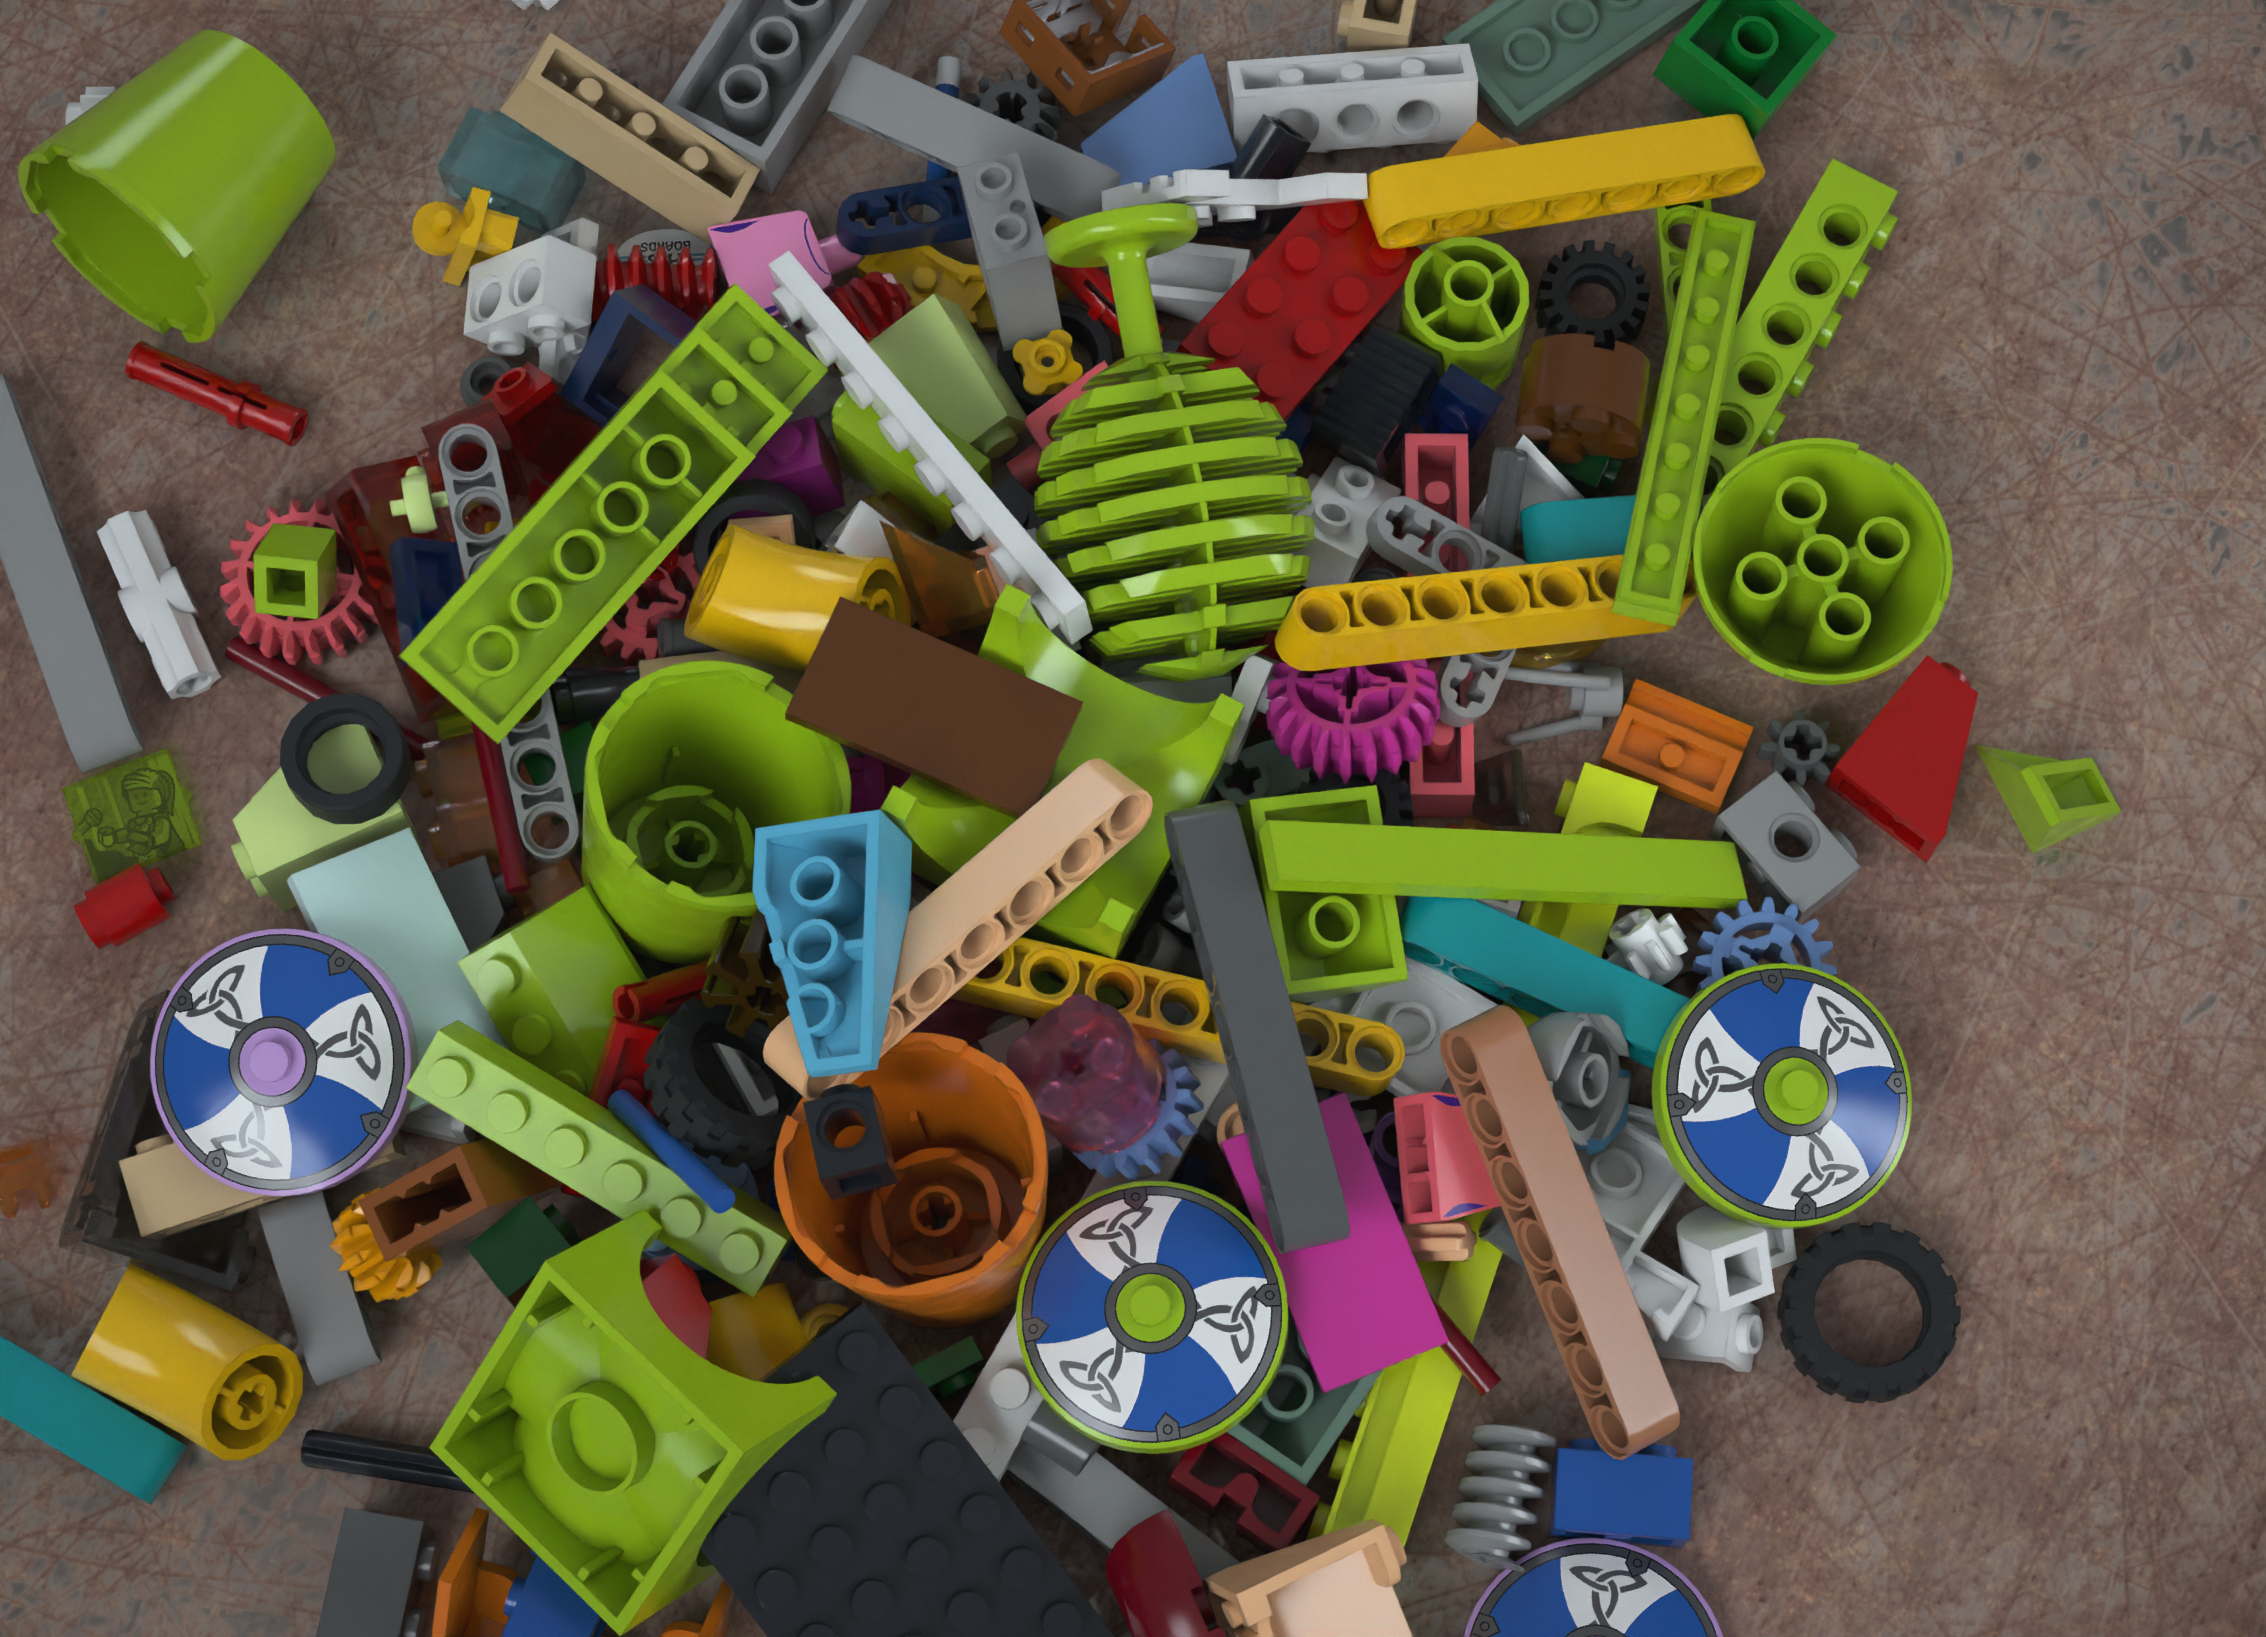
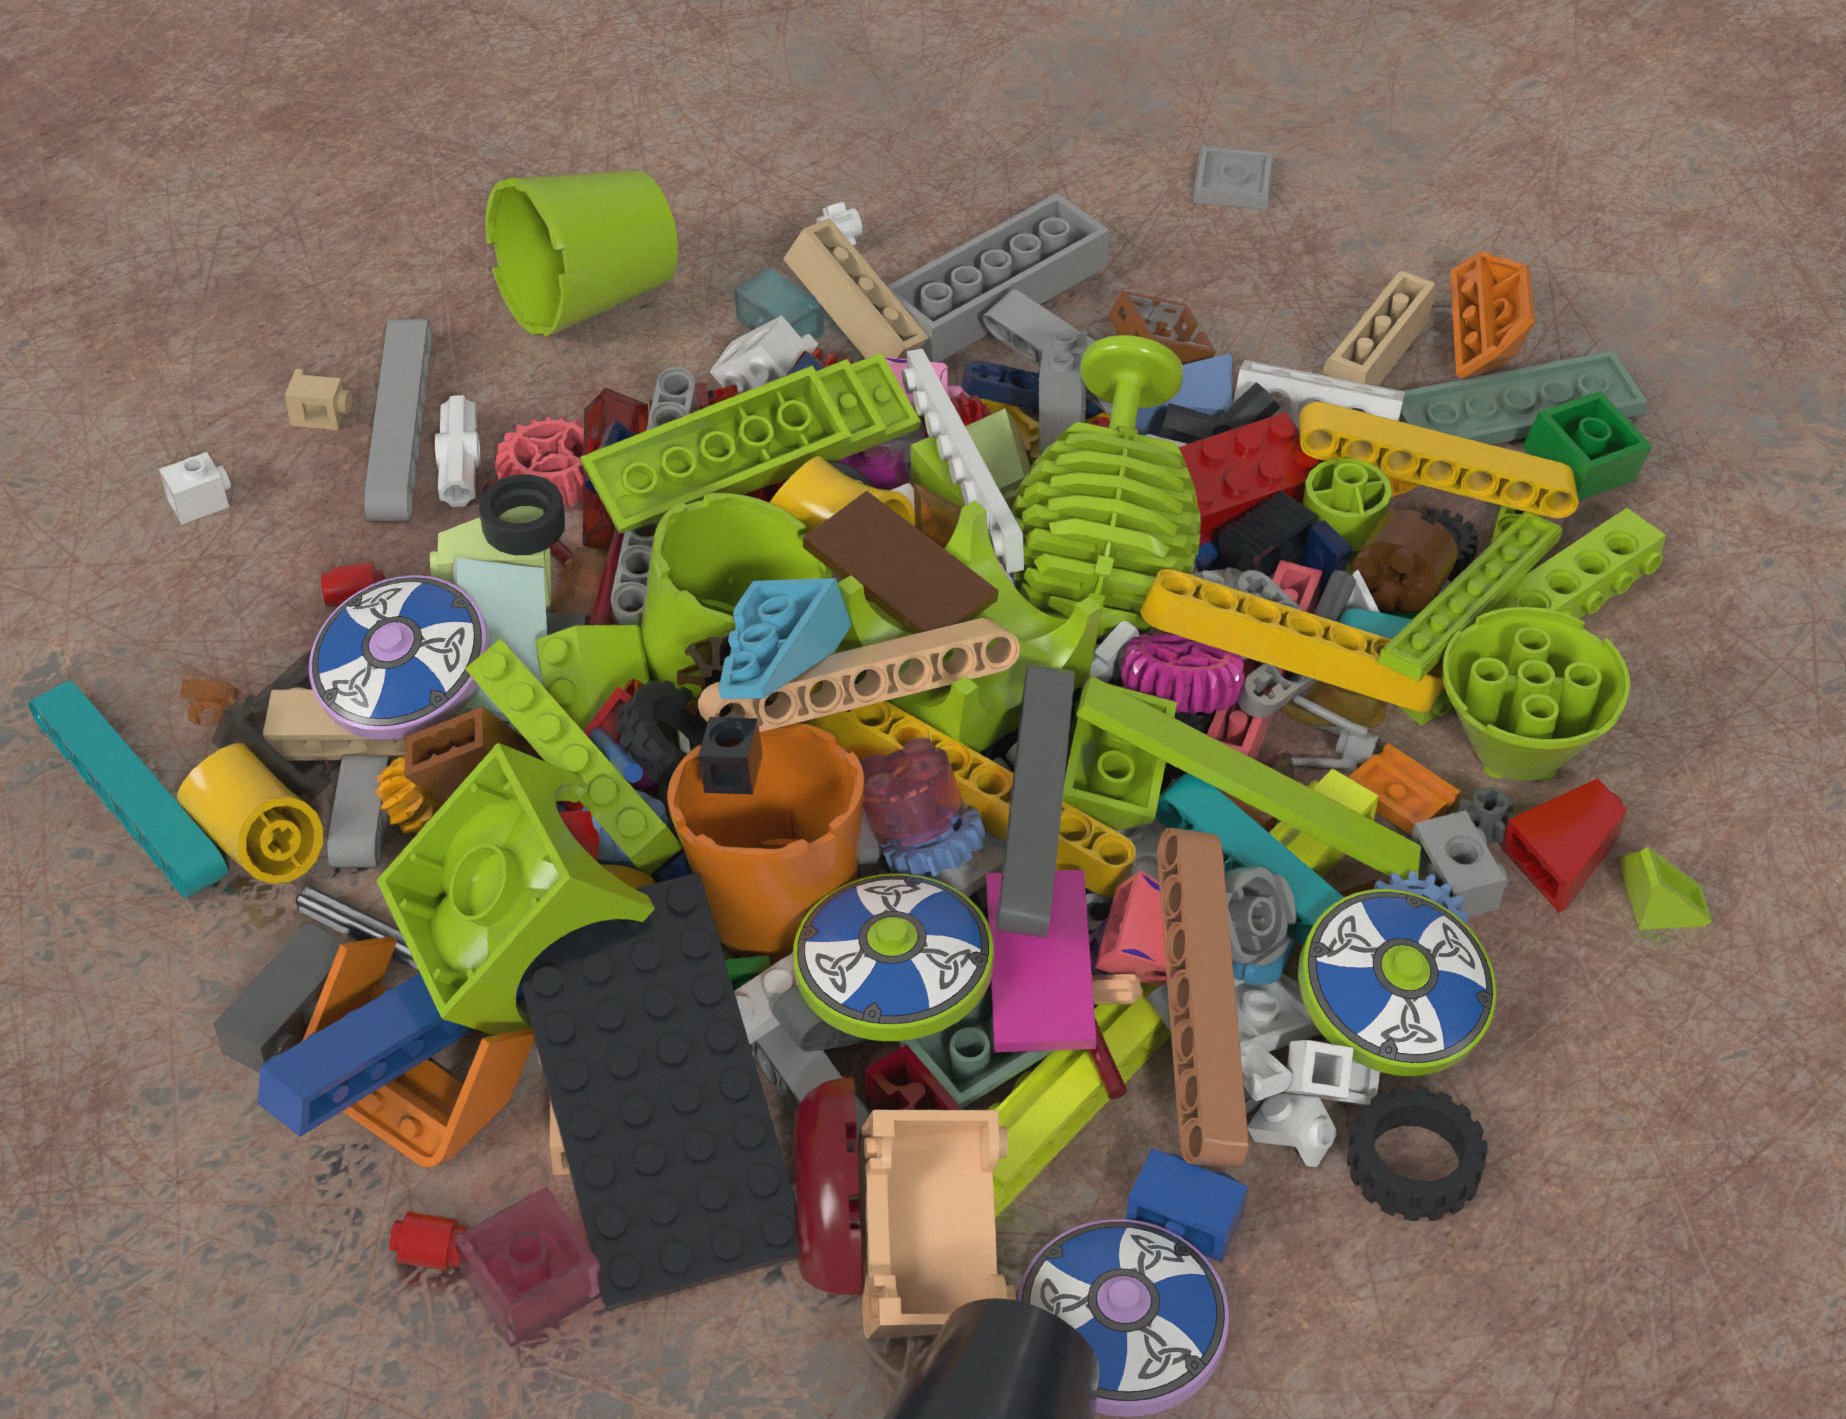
camera: 20 degrees right, 25 degrees down
(132, 815) = (389, 546): clear neon green piece -> none
(239, 402) = (559, 373): red pin -> none
(295, 571) = (544, 434): lime brick -> none
(419, 501) = (636, 414): yellowish green piece -> none
(468, 235) = (732, 320): yellow hips -> none
(1237, 199) = (1214, 400): white wing -> none
(1498, 1494) = (1098, 1171): light grey piece -> none
(1647, 945) = (1339, 874): white gear -> none

